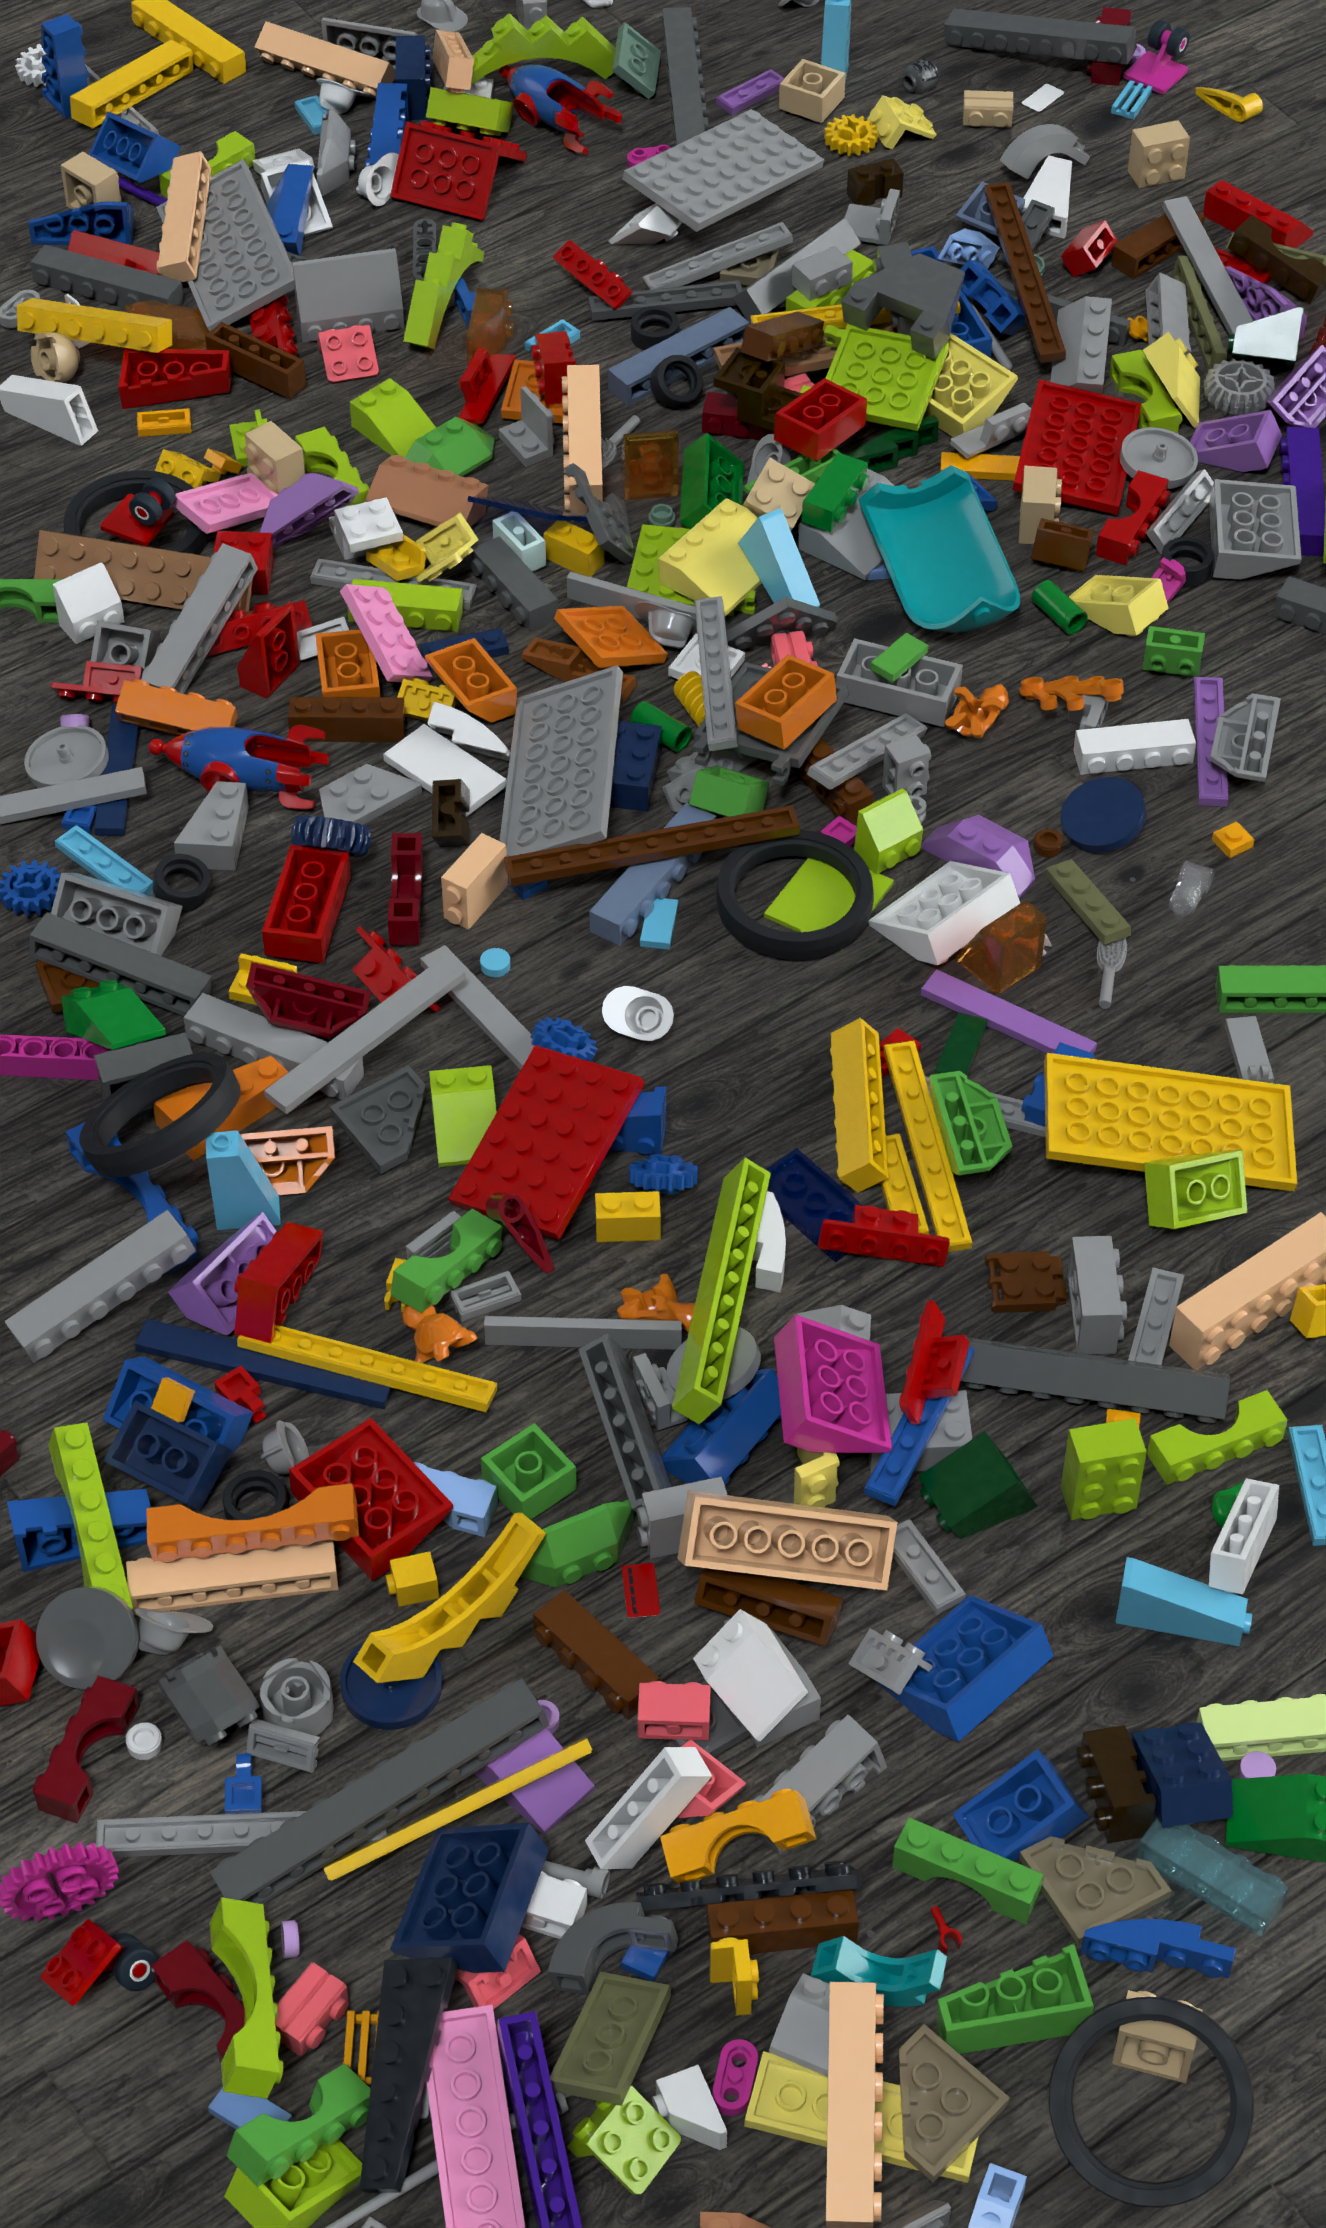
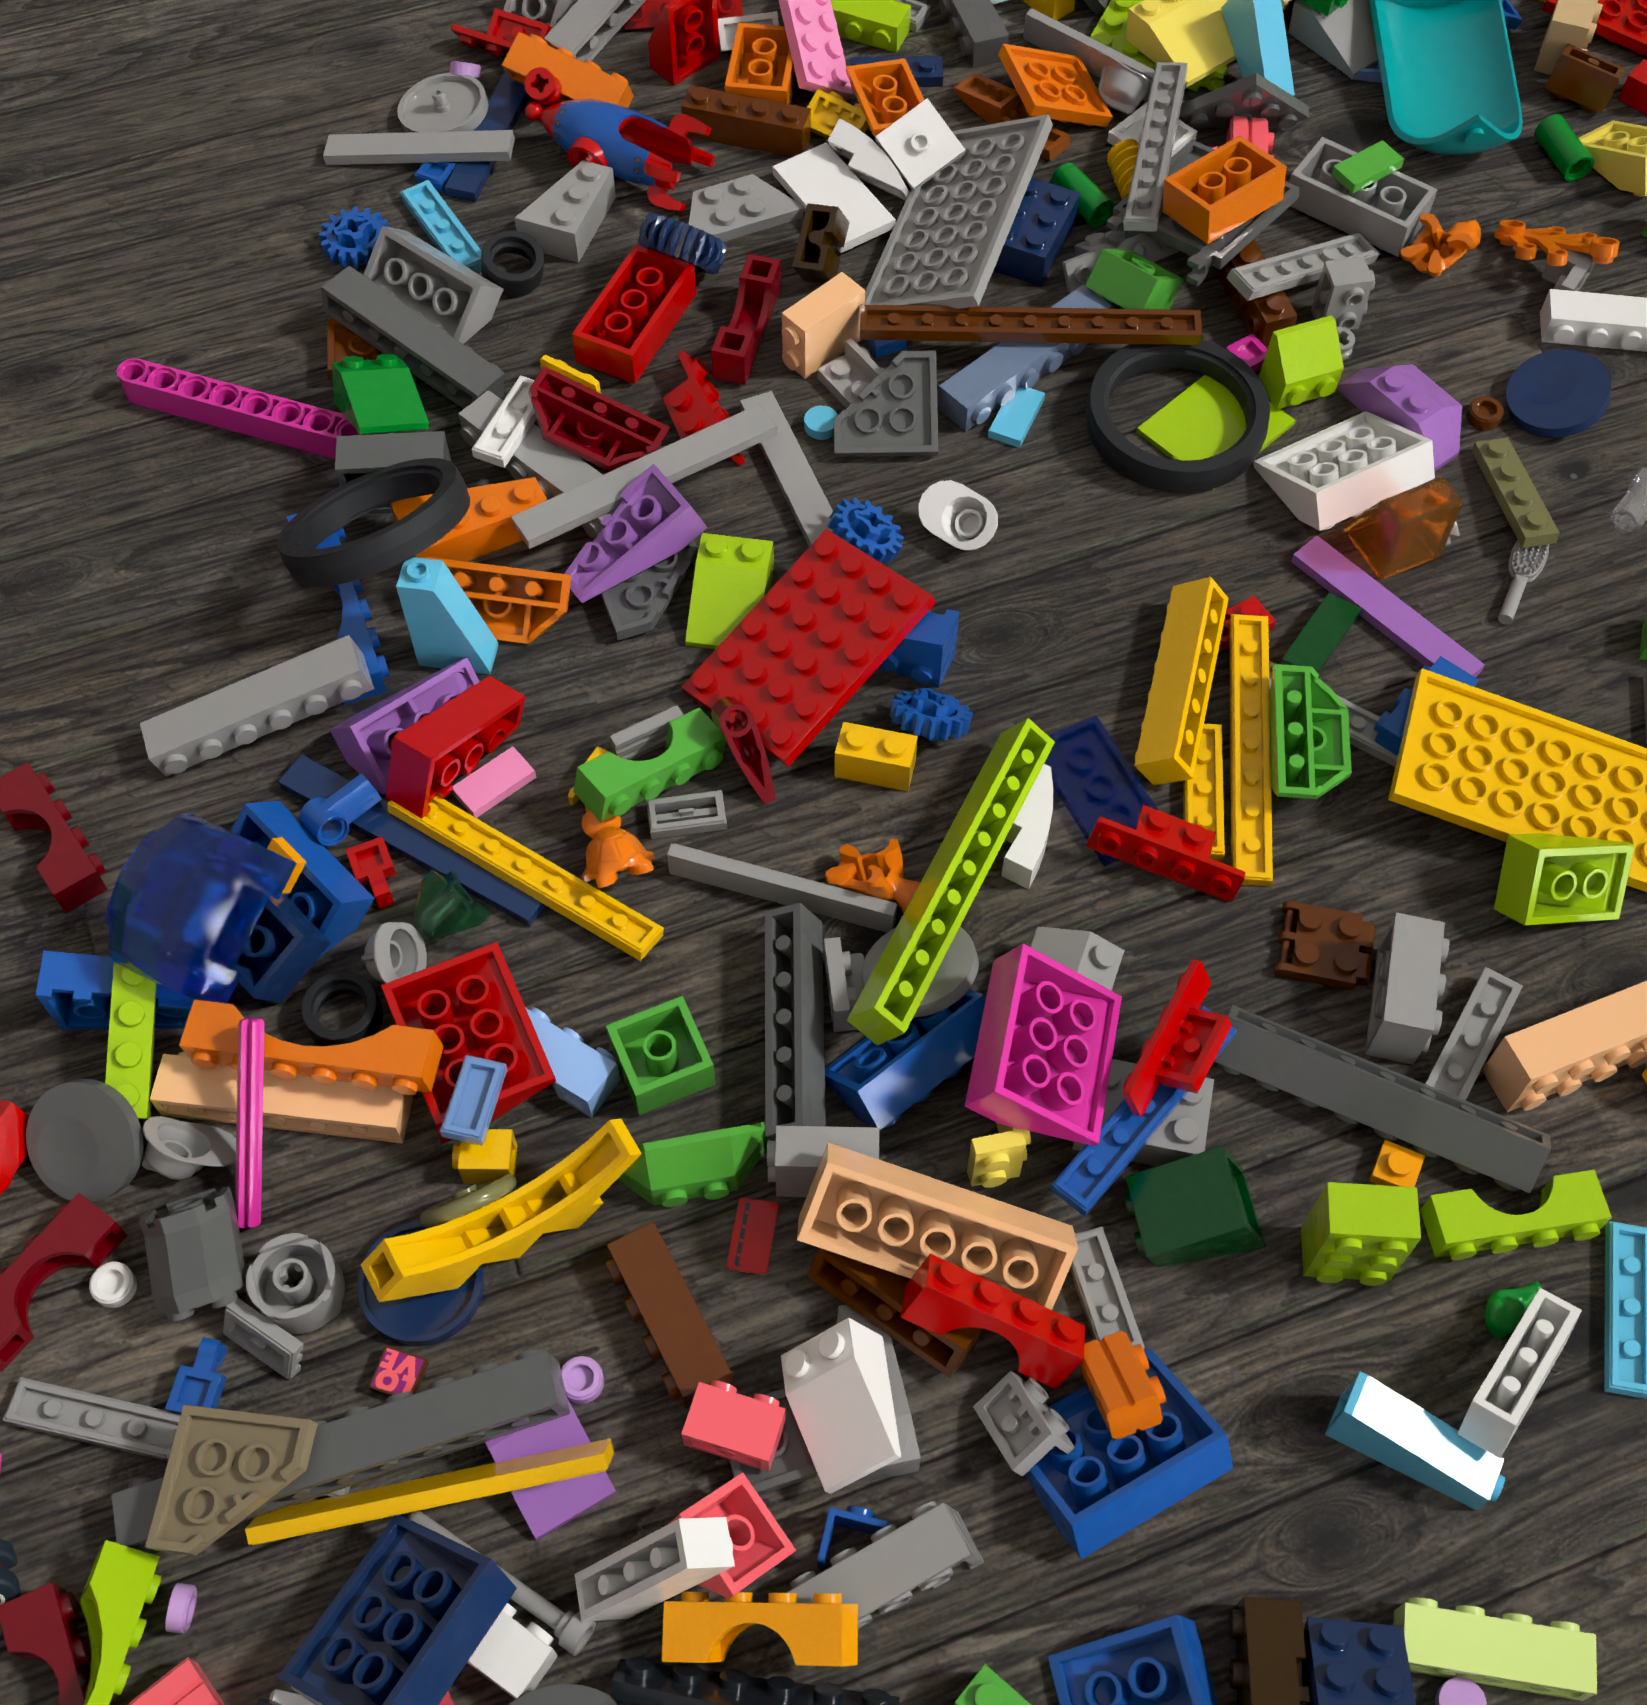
camera: 15 degrees right, 10 degrees up
(124, 1434) = (191, 905): none -> clear blue piece
(162, 729) = (550, 89): none -> red wheel
(196, 1358) = (330, 817): none -> blue piece
(221, 1585) = (249, 1122): none -> dark pink axle
(232, 1016) = (507, 426): none -> white tile
(299, 1823) = (224, 1471): none -> dark tan plate
(314, 1406) = (446, 906): none -> clear green brick
(316, 1305) = (493, 782): none -> bright pink tile
(378, 1079) = (641, 532): none -> medium lavender wedge
(394, 1742) = (398, 1372): none -> tile
(396, 1533) = (473, 1100): none -> medium blue tile
(416, 1604) = (468, 1200): none -> olive plate
(511, 711) = (920, 144): none -> white plate
(515, 921) = (849, 373): none -> light grey bracket
(557, 941) = (893, 412): none -> dark grey plate
(779, 1758) = (853, 1518): none -> blue bracket
(808, 1580) = (950, 1298): none -> red arch
(954, 1615) = (1121, 1386): none -> orange brick

